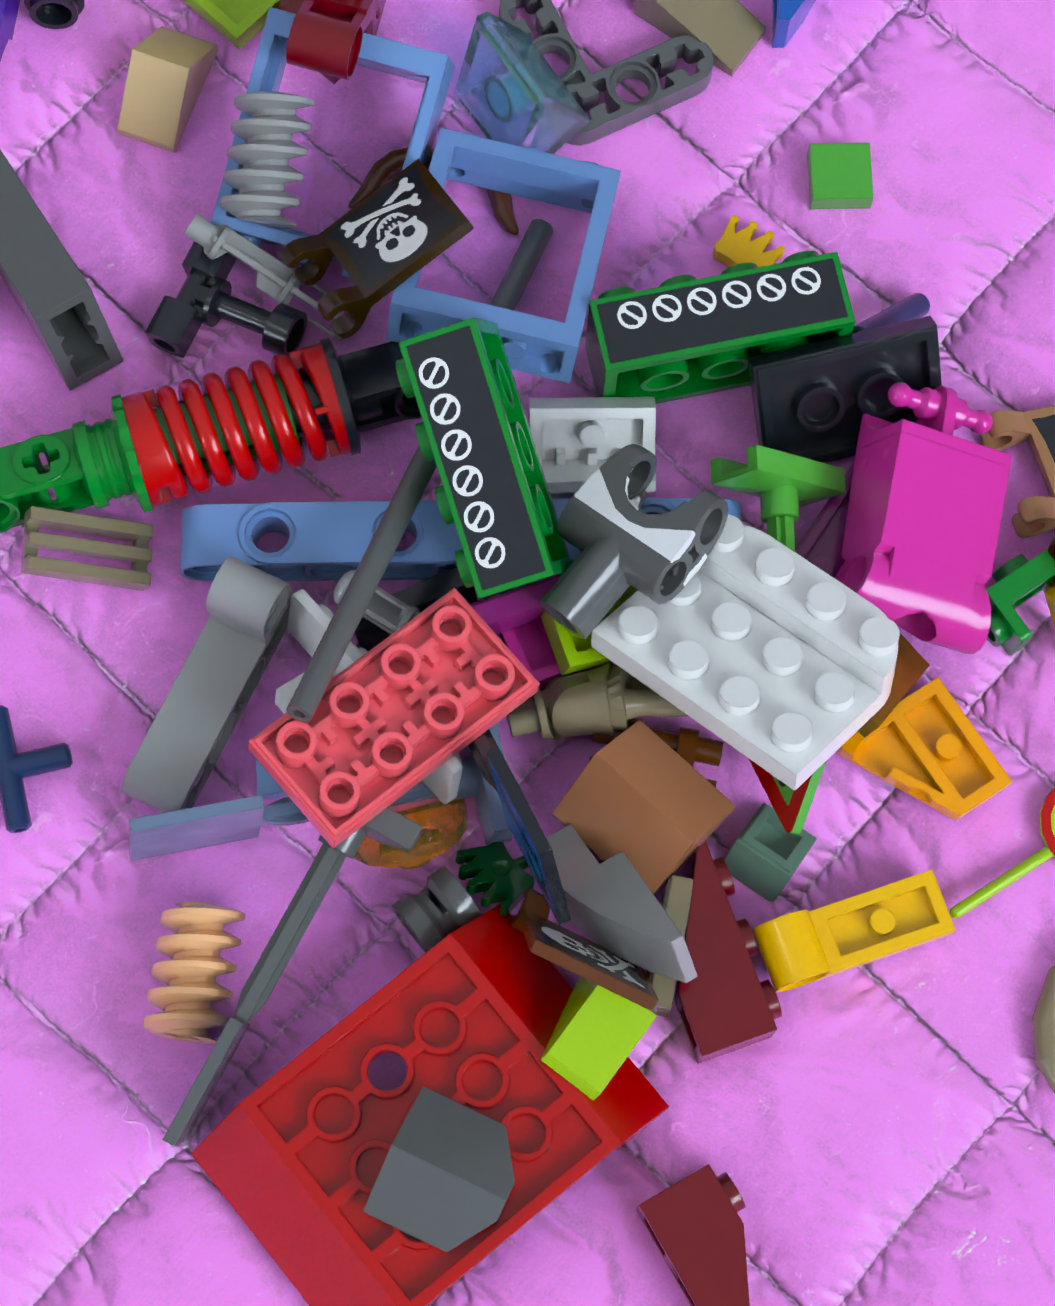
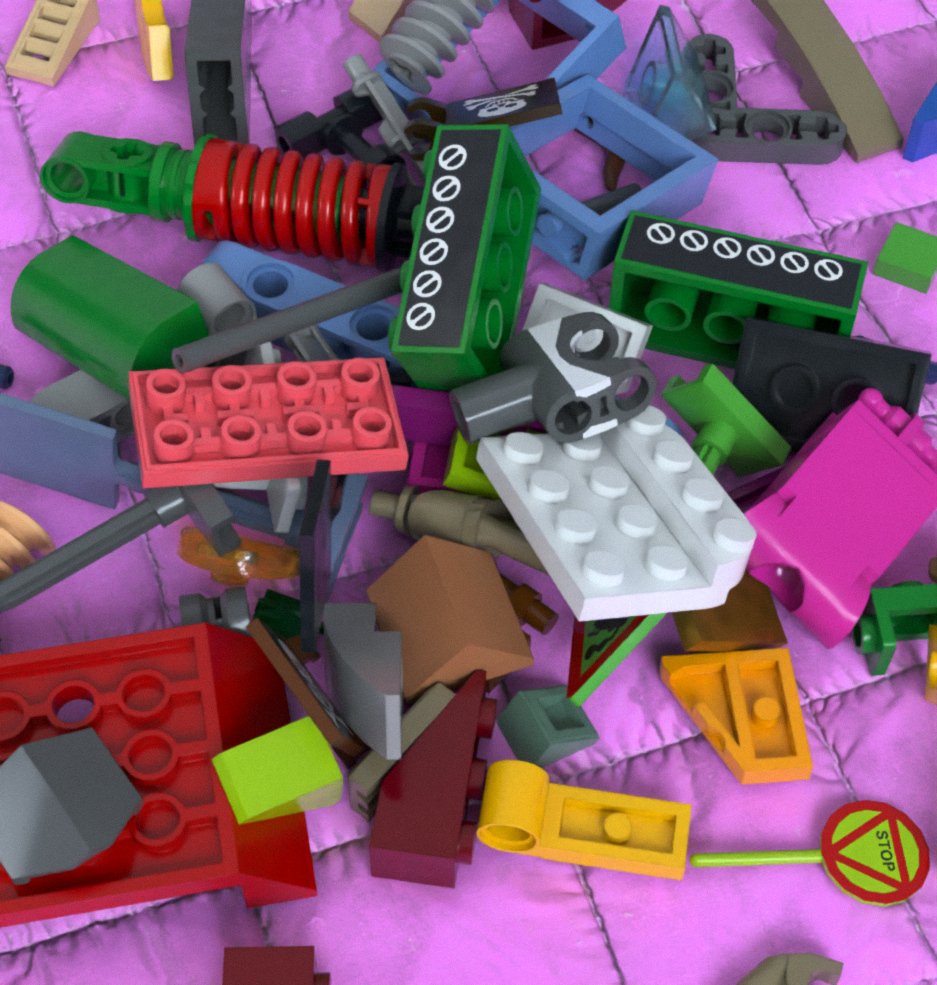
camera: 30 degrees right, 20 degrees down
(138, 554) = (130, 233): dark tan tile -> none
(145, 661) = (102, 313): none -> green brick

